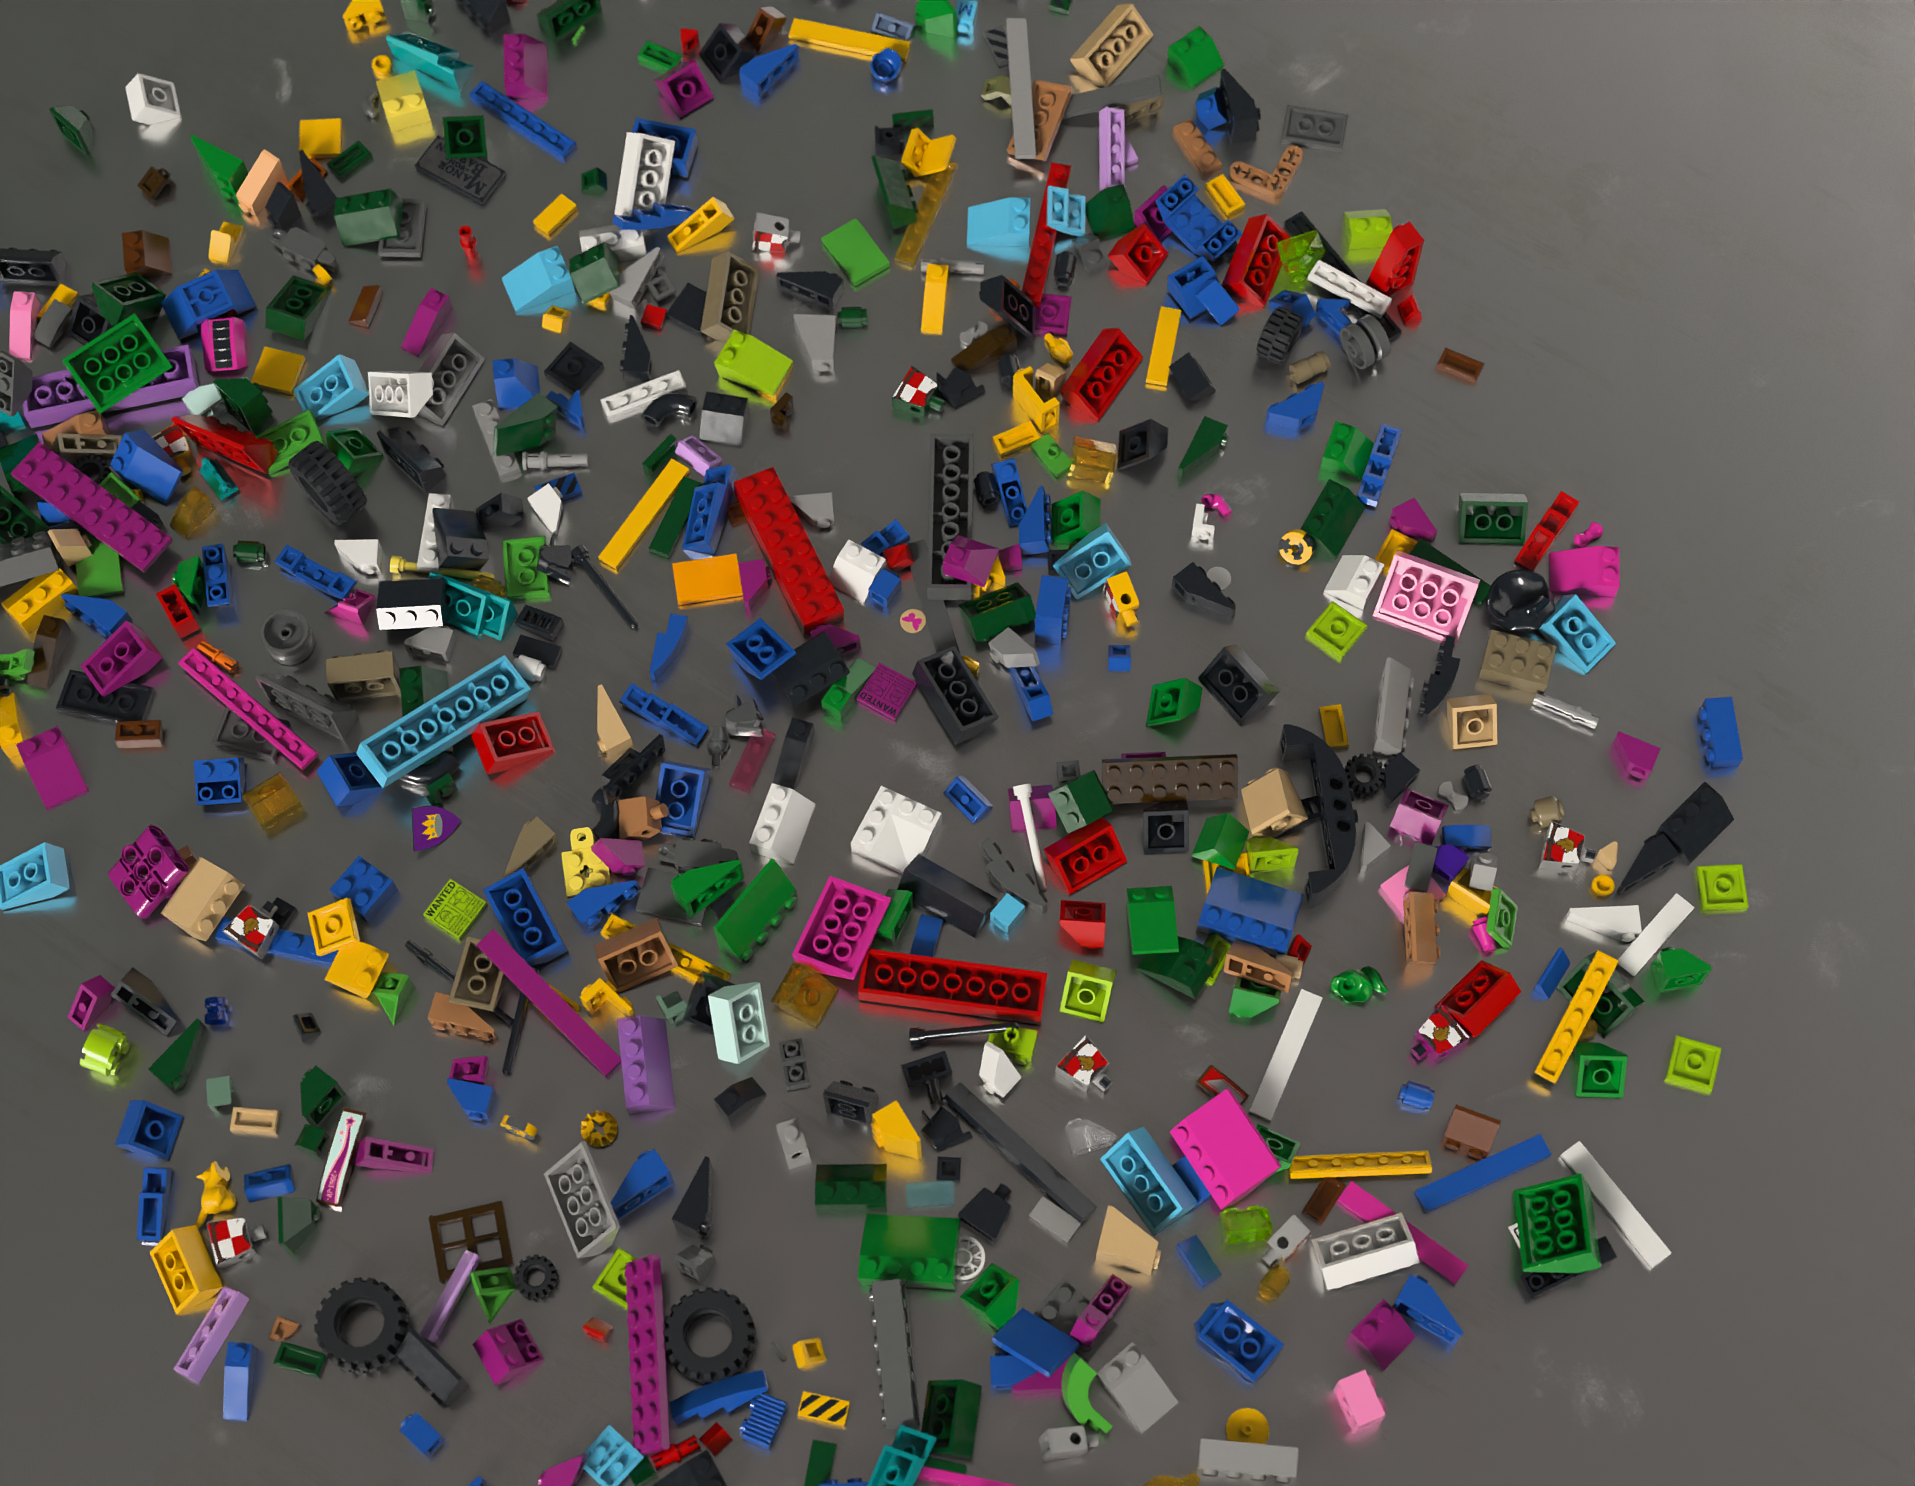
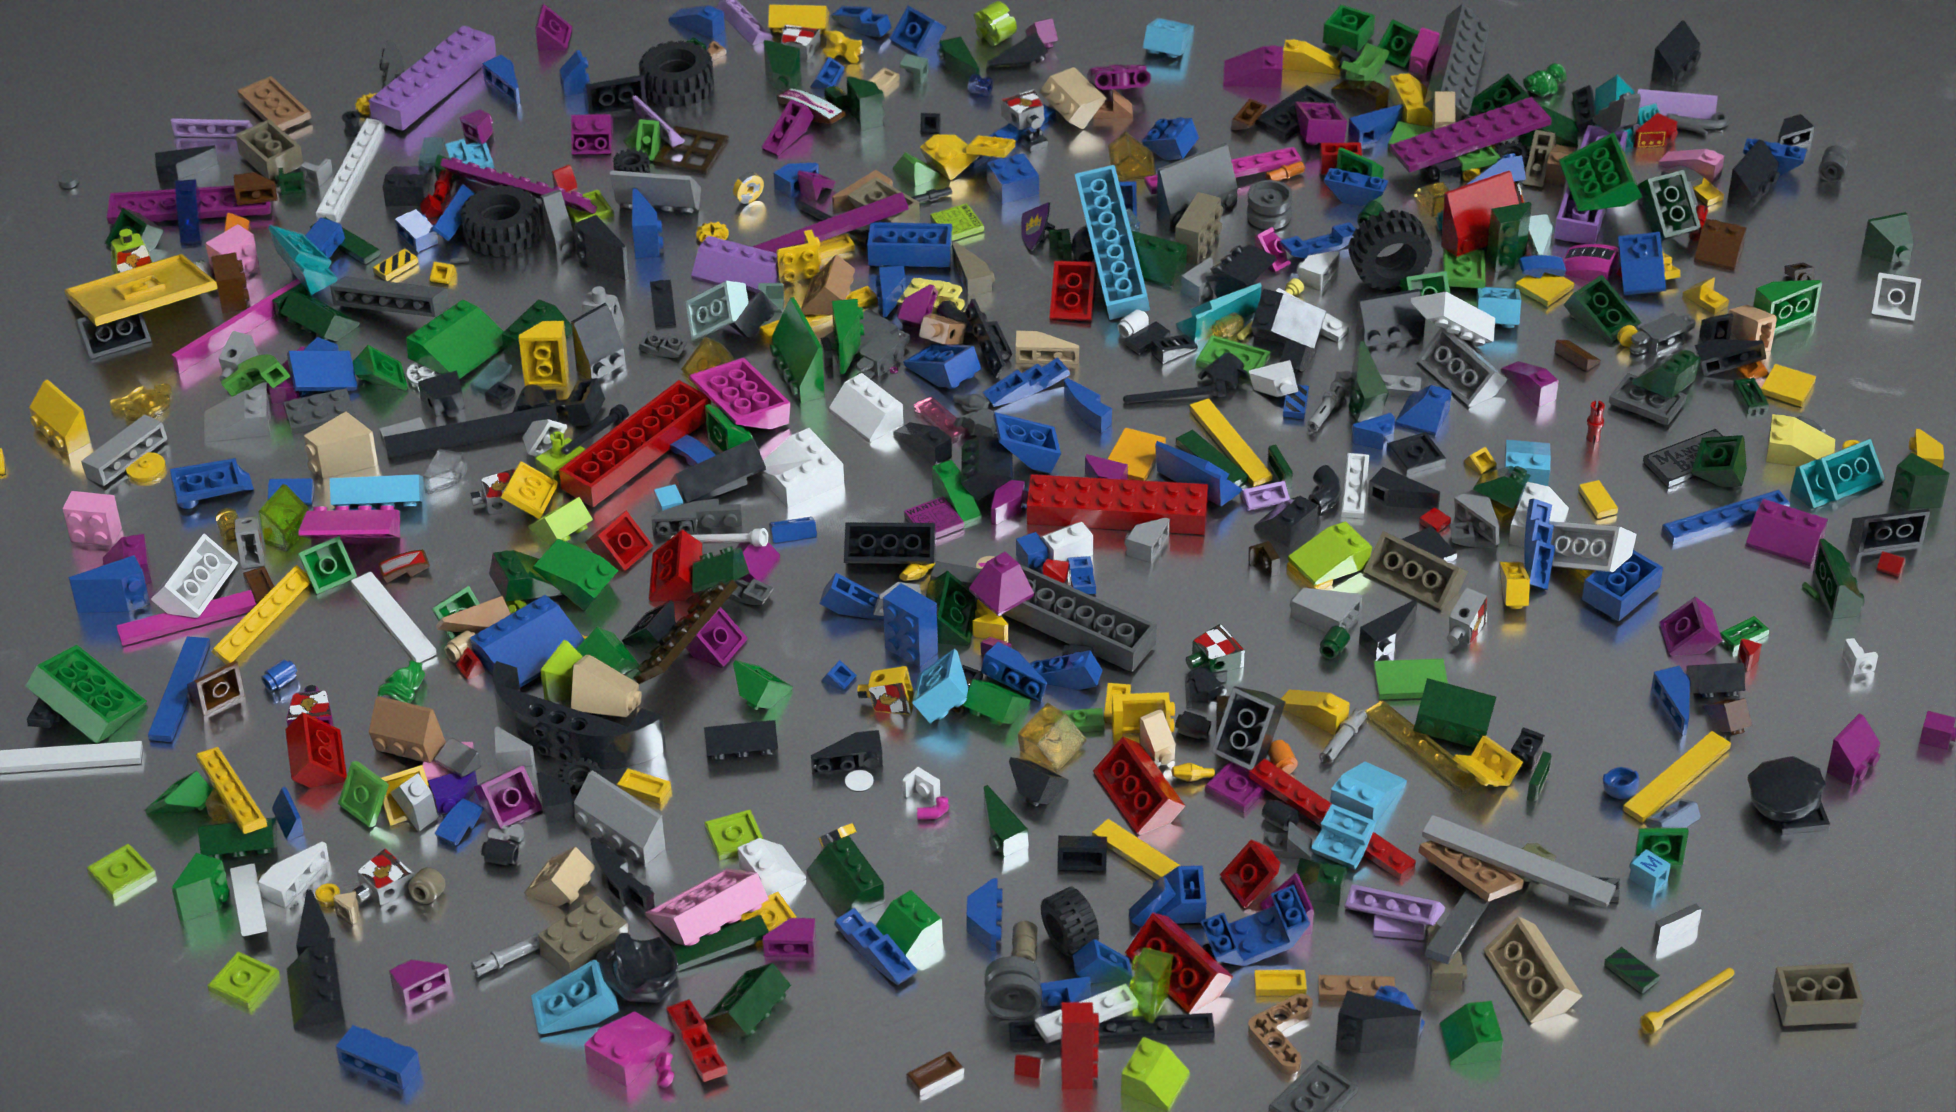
camera: 120 degrees right, 25 degrees down
(260, 373) = (1538, 264): none -> blue slope
(1074, 1033) = (529, 490): none -> yellow tile
(1100, 1310) = (304, 405): magenta slope -> none

